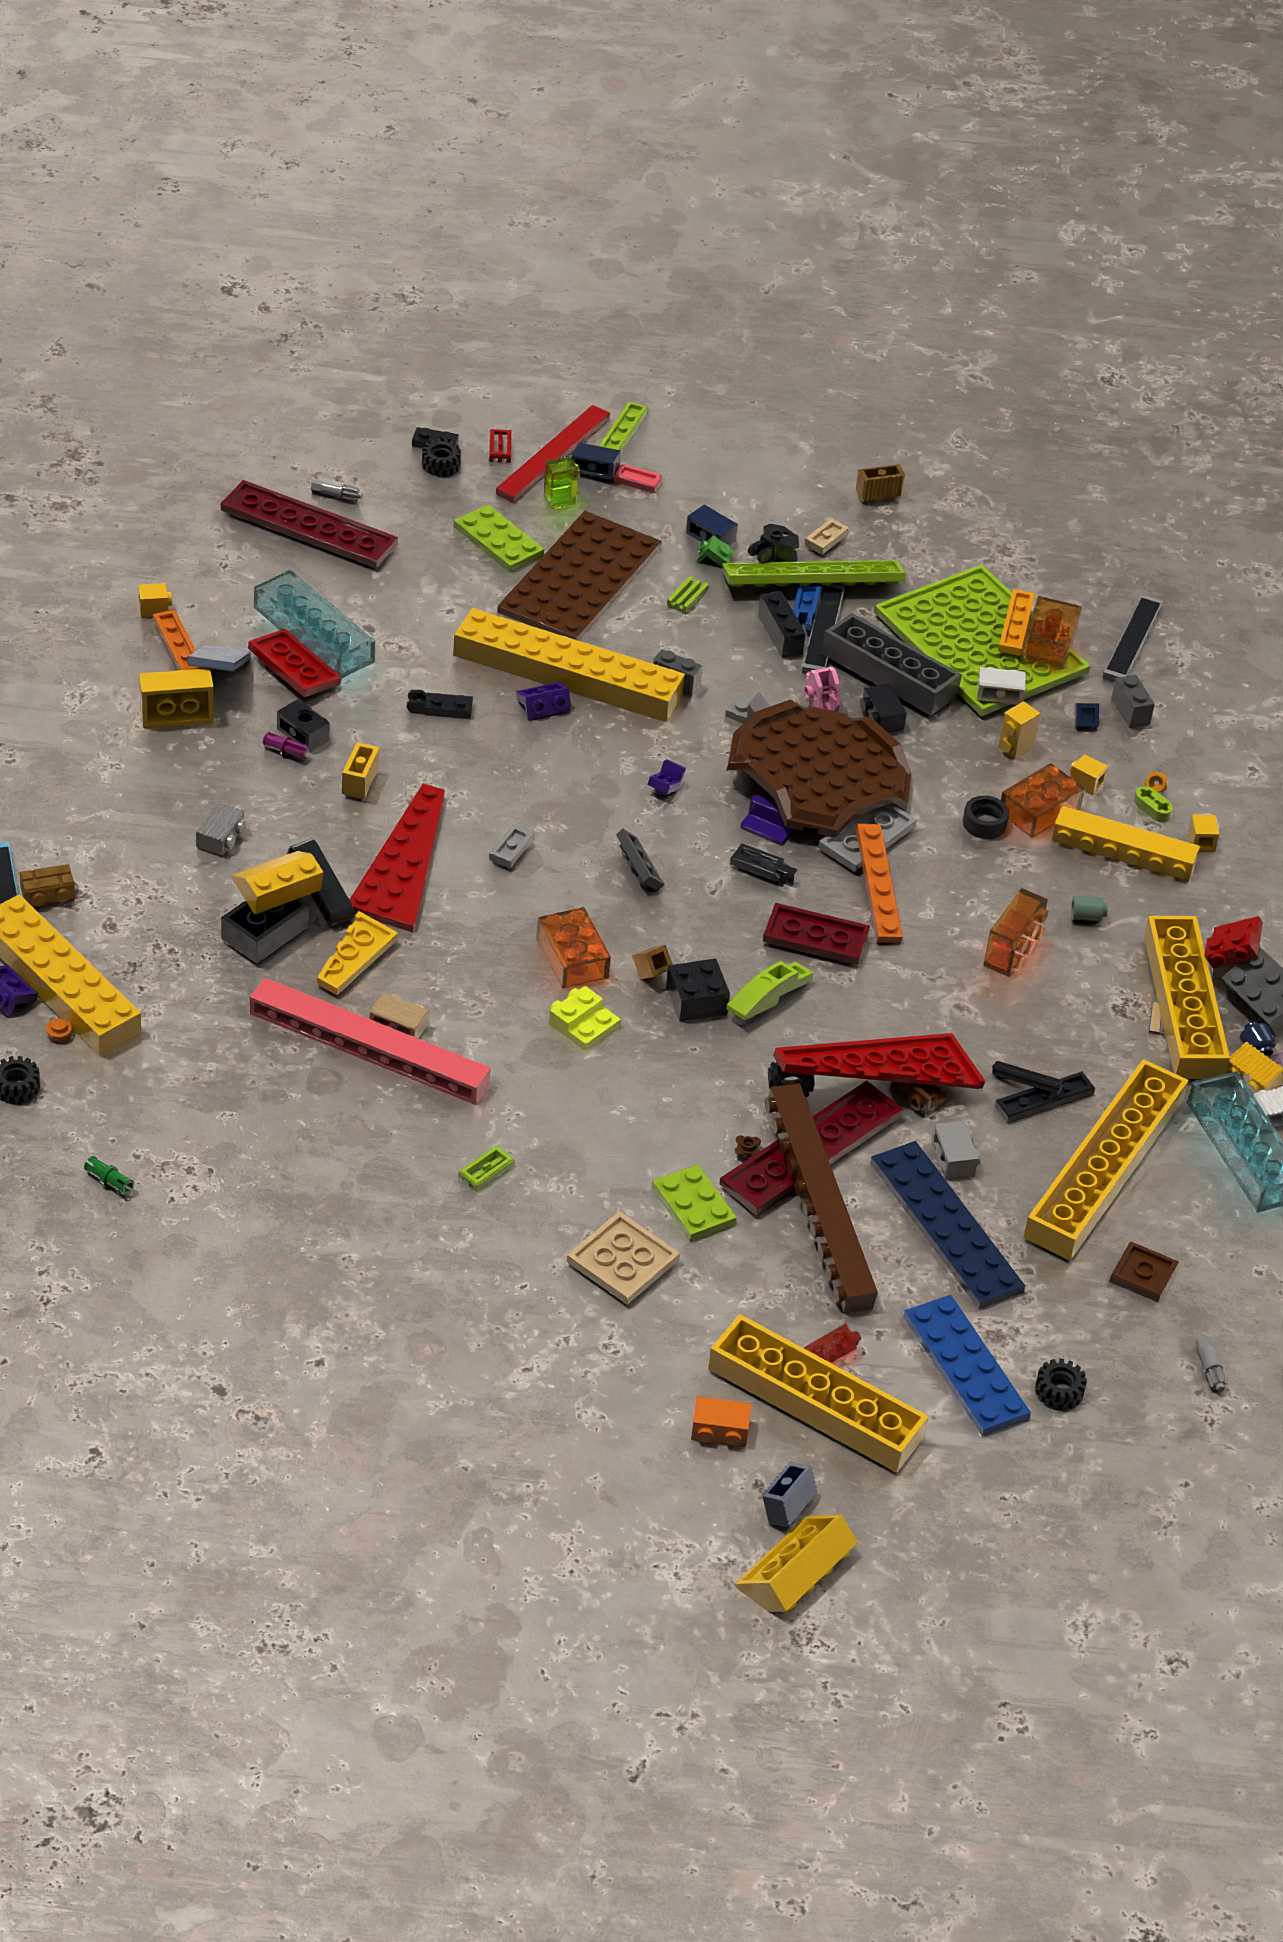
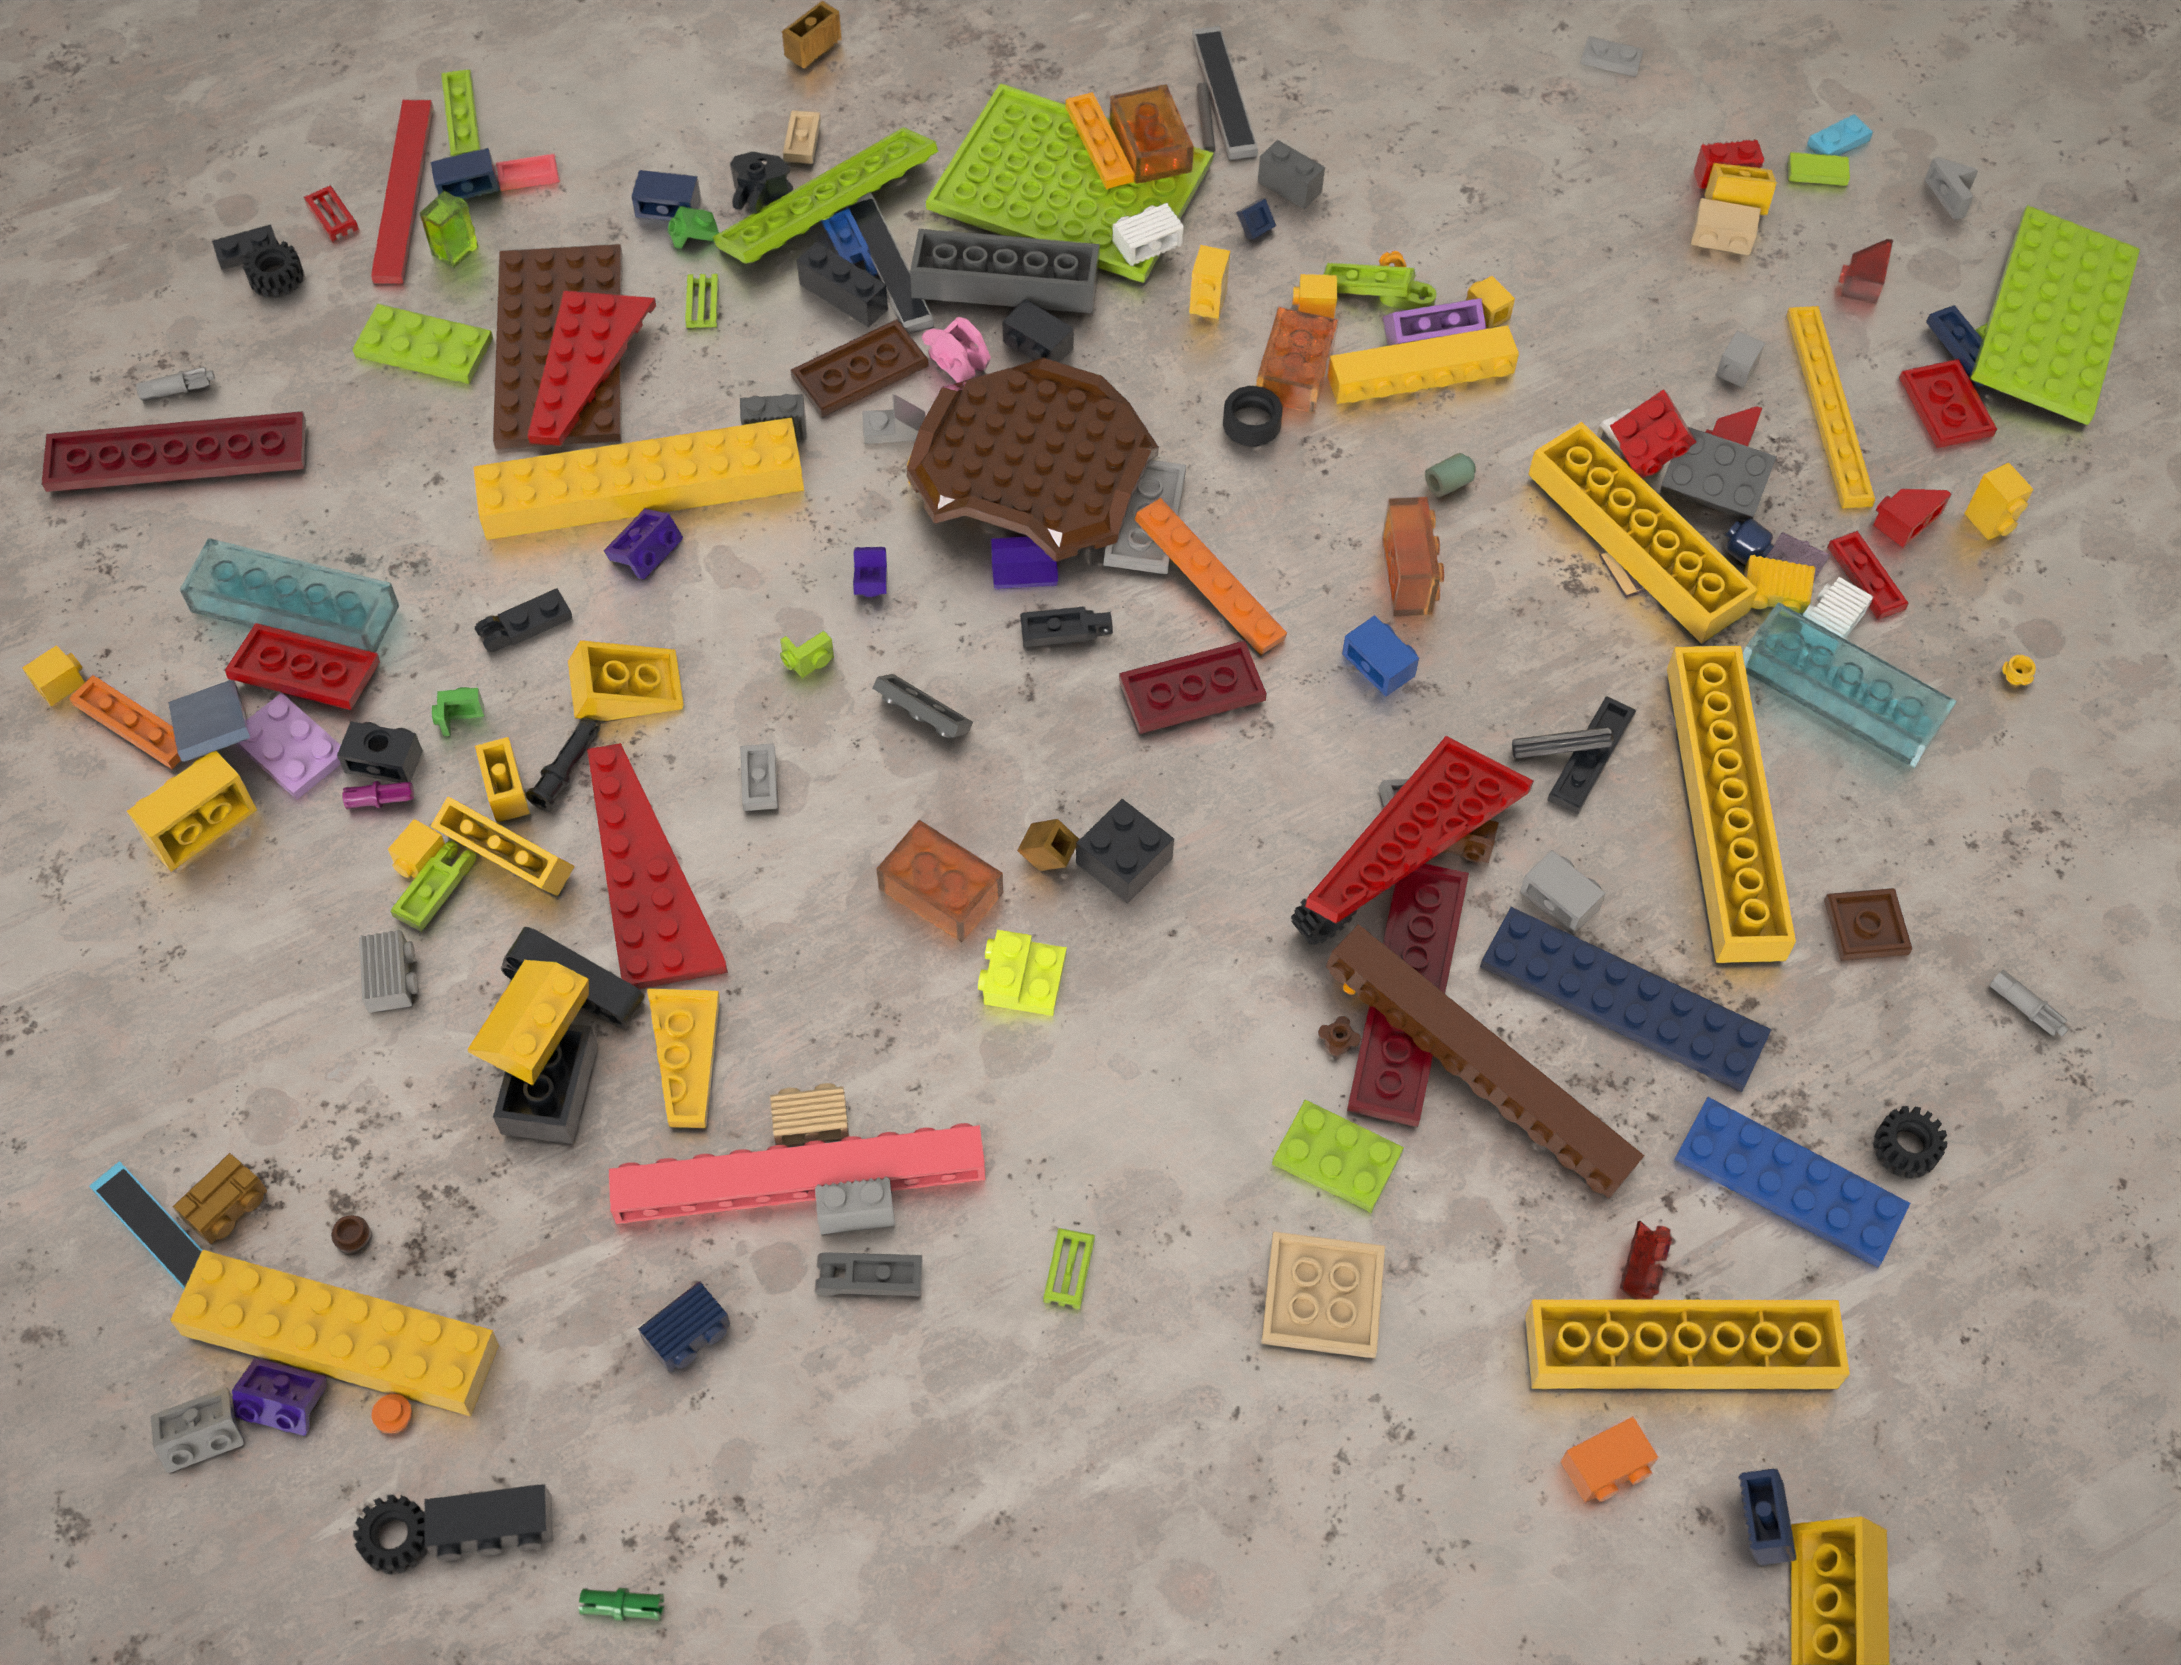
camera: 30 degrees left, 15 degrees up
(70, 1100) = (488, 1522): none -> black brick
(103, 938) = (350, 1233): none -> reddish brown plate
(246, 1074) = (685, 1327): none -> dark blue brick
(254, 698) = (290, 746): none -> lavender plate
(280, 804) = (432, 886): none -> lime hinge
(285, 782) = (415, 848): none -> yellow brick
(334, 802) = (502, 846): none -> yellow brick
(364, 724) = (455, 705): none -> bright green bracket
(369, 1107) = (869, 1274): none -> dark grey plate
(388, 1070) = (854, 1205): none -> light grey brick
(393, 787) = (556, 775): none -> black pin
(472, 759) = (623, 681): none -> yellow slope
(590, 582) = (583, 351): none -> red wing
(593, 800) = (809, 656): none -> lime bracket
(756, 675) = (859, 368): none -> reddish brown tile
(766, 987) = (1203, 800): lime slope -> none
(952, 976) = (1380, 655): none -> blue brick
(1105, 649) = (1205, 117): none -> dark grey bar
(1133, 782) = (1372, 279): none -> lime tile
(1152, 819) = (1434, 321): none -> medium lavender brick

